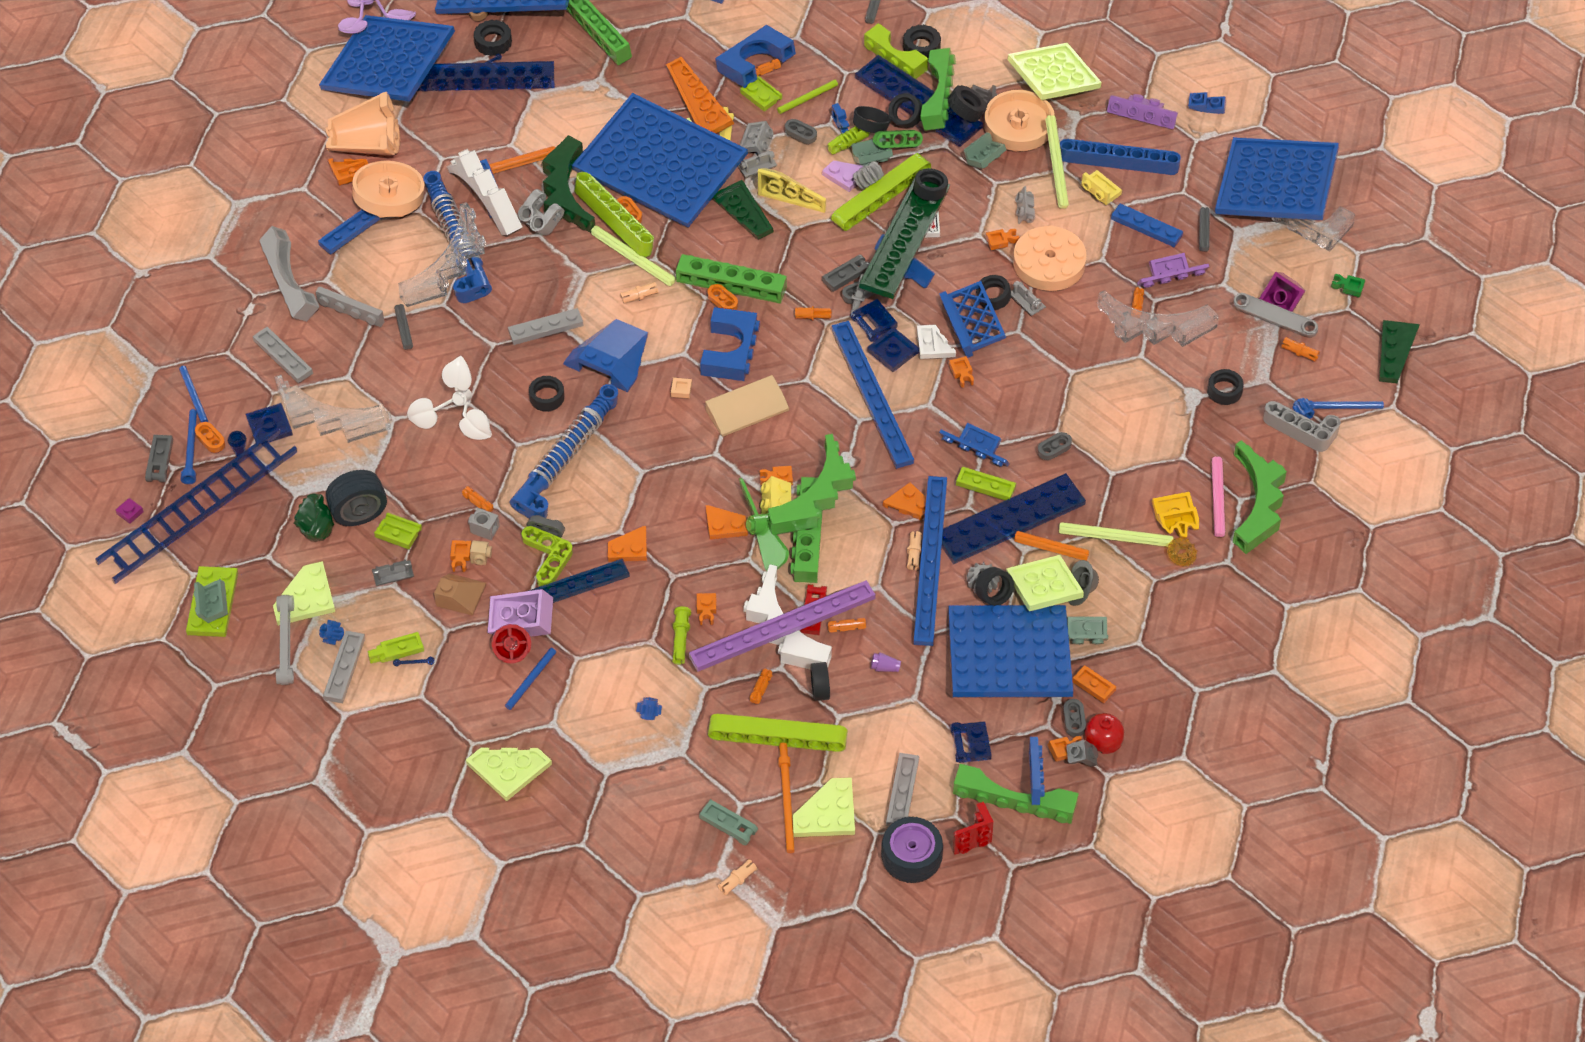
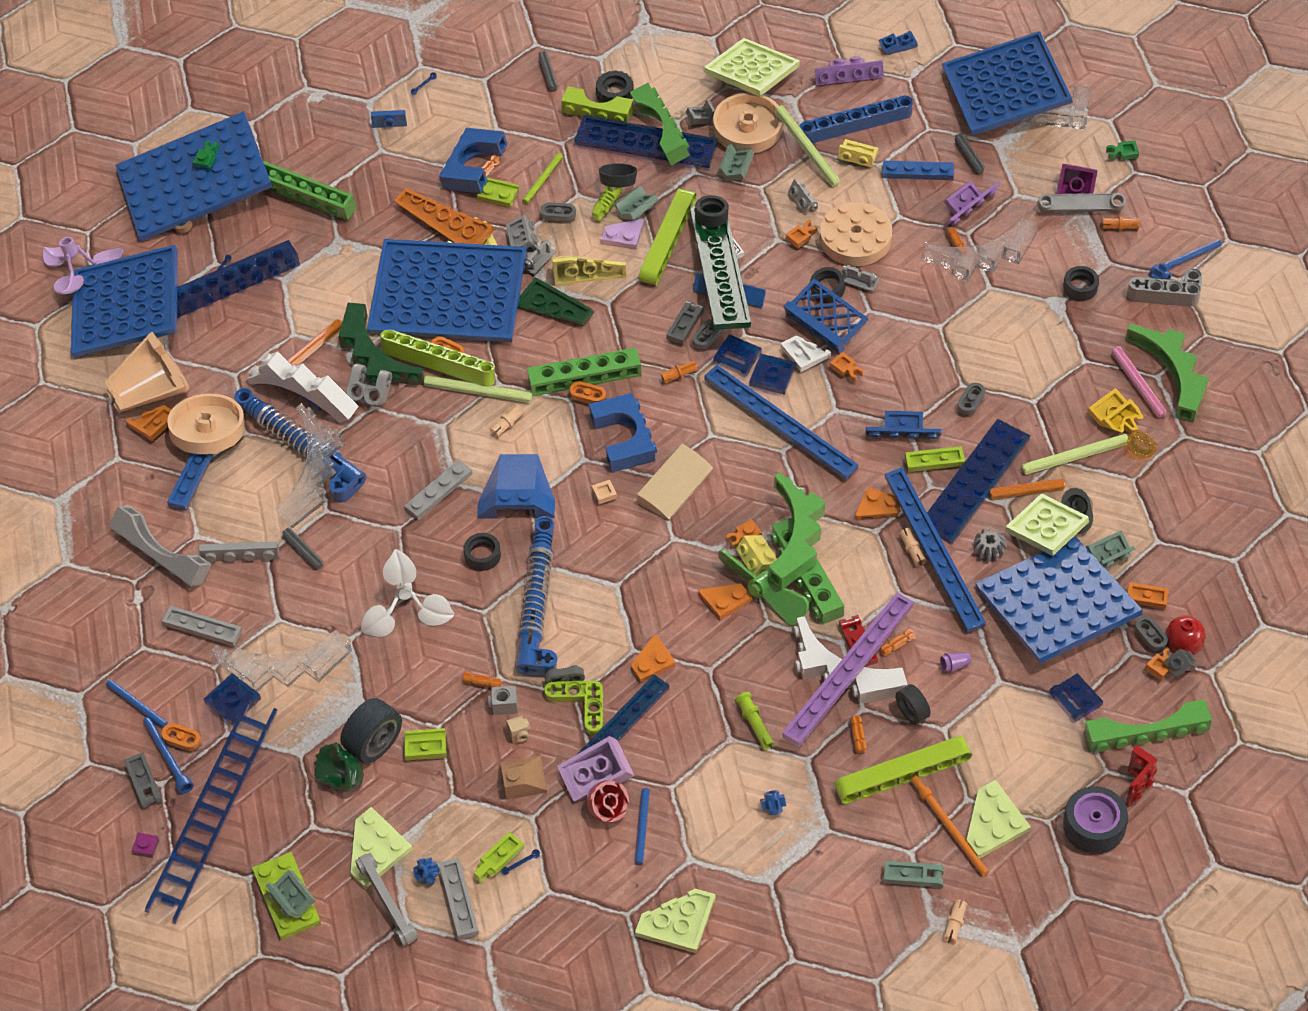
camera: 25 degrees left, 0 degrees up
(237, 442) = (215, 729): clear blue cone -> none
(392, 573) = (446, 786): dark grey hinge -> none
(460, 554) = (500, 738): orange plate -> none
(492, 27) = (209, 231): black tyre -> none
(706, 606) = (760, 682): orange plate -> none
(839, 117) = (585, 185): blue plate -> none
(858, 296) = (712, 337): light grey piece -> none
(868, 175) = (649, 225): light grey gear -> none
(896, 102) = (630, 154): black tyre -> none
(902, 787) = (1047, 769): light grey plate -> none
(904, 142) = (646, 181): bright green beam -> none
(967, 103) = (697, 125): black tyre -> none
(1005, 591) = (998, 547): black tyre -> none
(1036, 775) = (1152, 693): blue plate -> none
(1395, 347) = (1196, 188): dark green wing -> none

